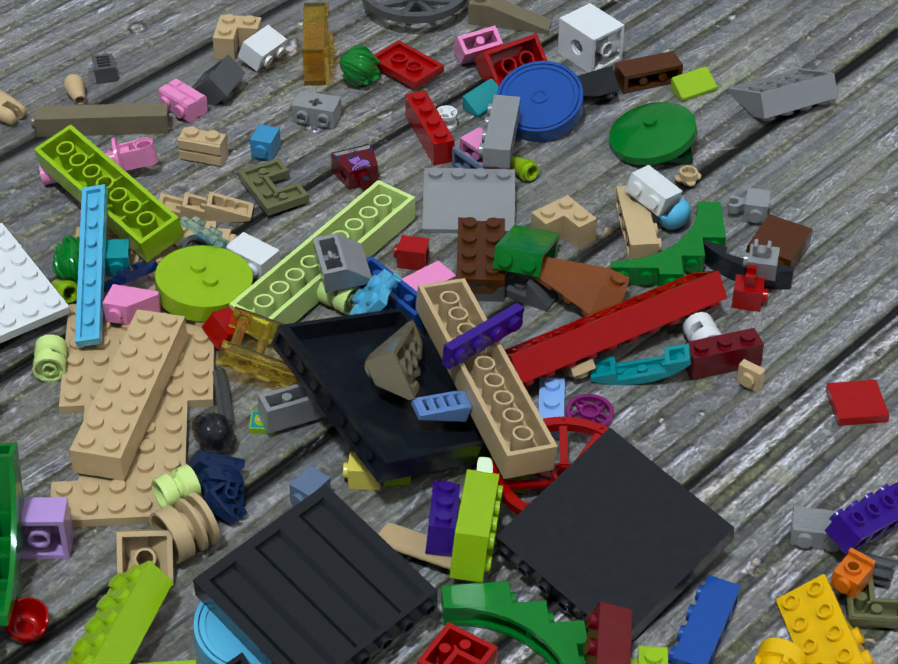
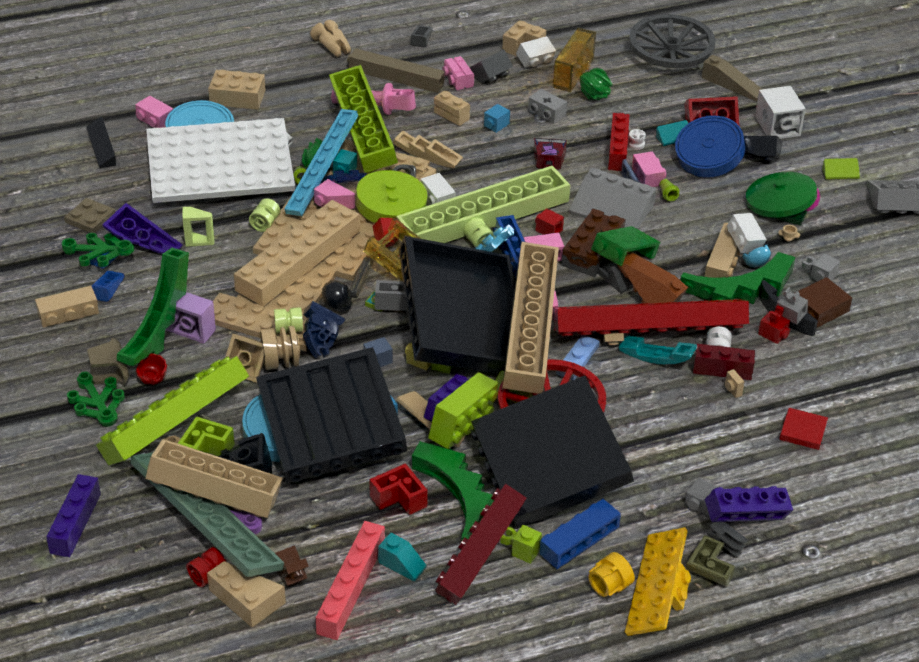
camera: 25 degrees right, 0 degrees up
(75, 88) = (392, 43): tan cone -> none
(210, 234) = (411, 166): clear light blue plate -> none
(260, 184) = (475, 152): olive plate -> none
(340, 262) = (484, 211): light grey slope -> none
(396, 362) = (477, 287): dark tan wedge -> none
(408, 64) = (634, 93): red plate -> none
(443, 407) = (495, 328): medium blue slope -> none
(476, 42) = (691, 90): bright pink brick -> none
(482, 336) = (540, 287): dark purple plate -> none
(500, 131) = (660, 158): light grey brick -> none
(568, 219) = (672, 234): tan brick -> none
(591, 410) = (604, 369): magenta wheel -> none
(647, 72) = (809, 149): reddish brown brick -> none
(853, 573) = (705, 535): orange brick -> none

